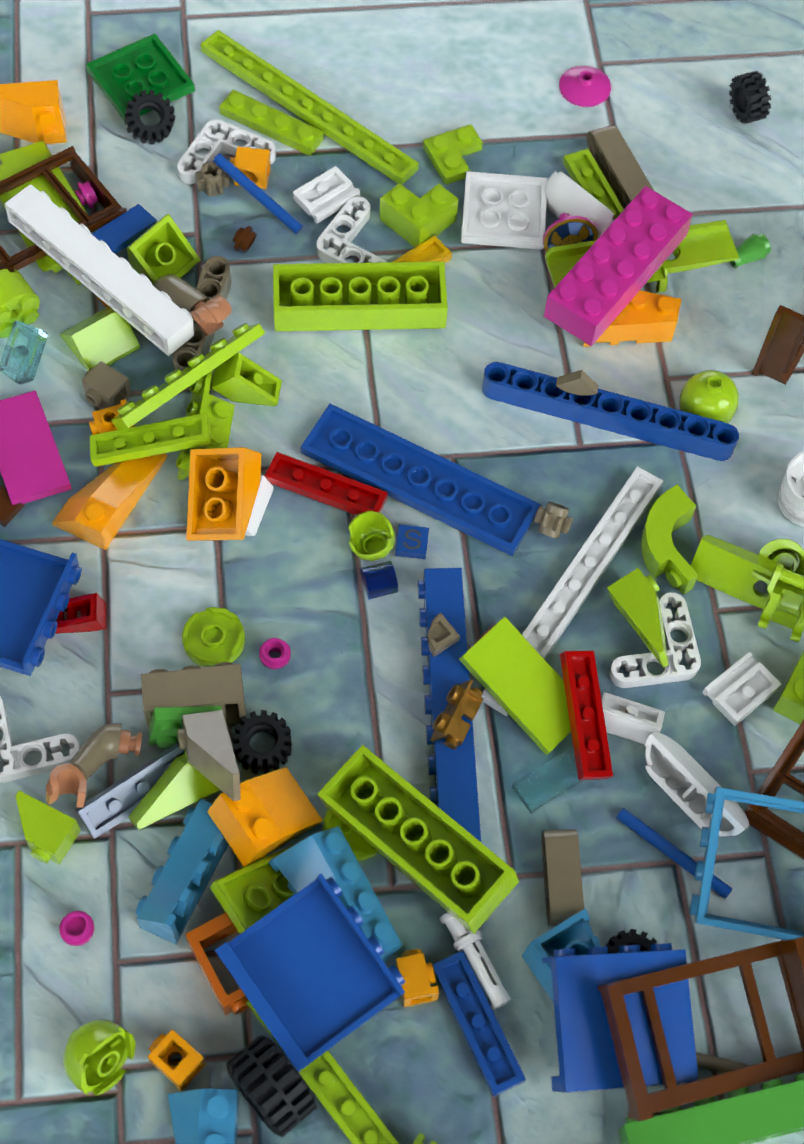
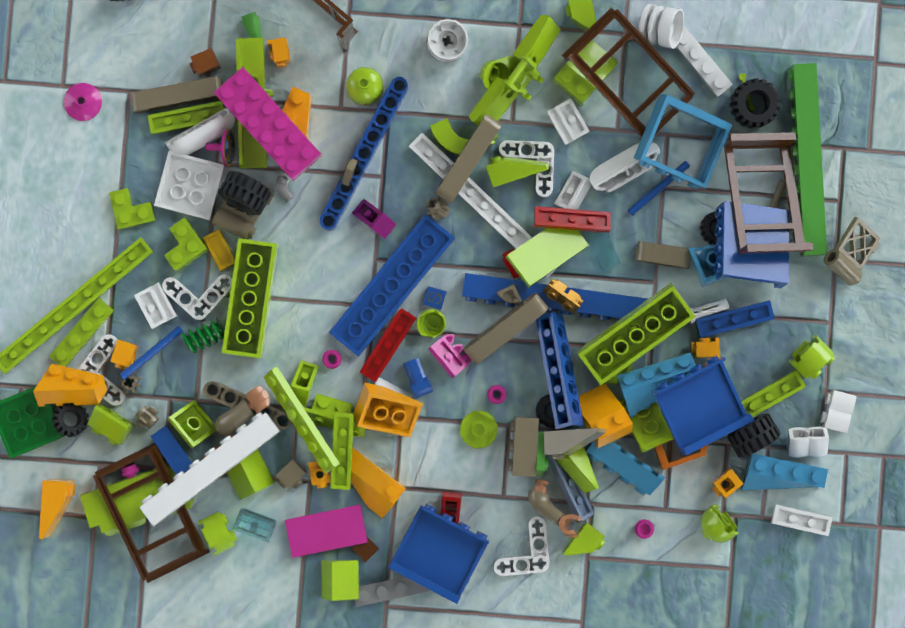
camera: 75 degrees left, 25 degrees up
(150, 162) = (110, 424): none -> lime slope
(165, 201) = (147, 417): none -> dark tan gear
(194, 101) = (69, 385): none -> light orange wedge
(244, 239) = (185, 367): reddish brown plate -> none
(275, 537) = (418, 381): none -> blue piece
(290, 410) = (327, 354): none -> dark pink plate
(291, 246) = (204, 336): none -> green piece
(324, 573) = (449, 355): none -> dark pink plate
(328, 729) = (559, 371): none -> blue brick
(379, 579) = (457, 323): clear blue brick -> none
(386, 640) = (505, 328): none -> dark tan beam
(467, 269) = (236, 221): none -> dark tan piece
(511, 256) = (244, 192): none -> black tyre
(513, 440) = (374, 218): none -> magenta slope
(529, 320) = (282, 187): none -> light grey arm
(643, 539) = (468, 158): none -> dark tan beam
(685, 196) = (204, 62): none -> dark orange brick
(725, 287) = (279, 52): none -> light orange brick

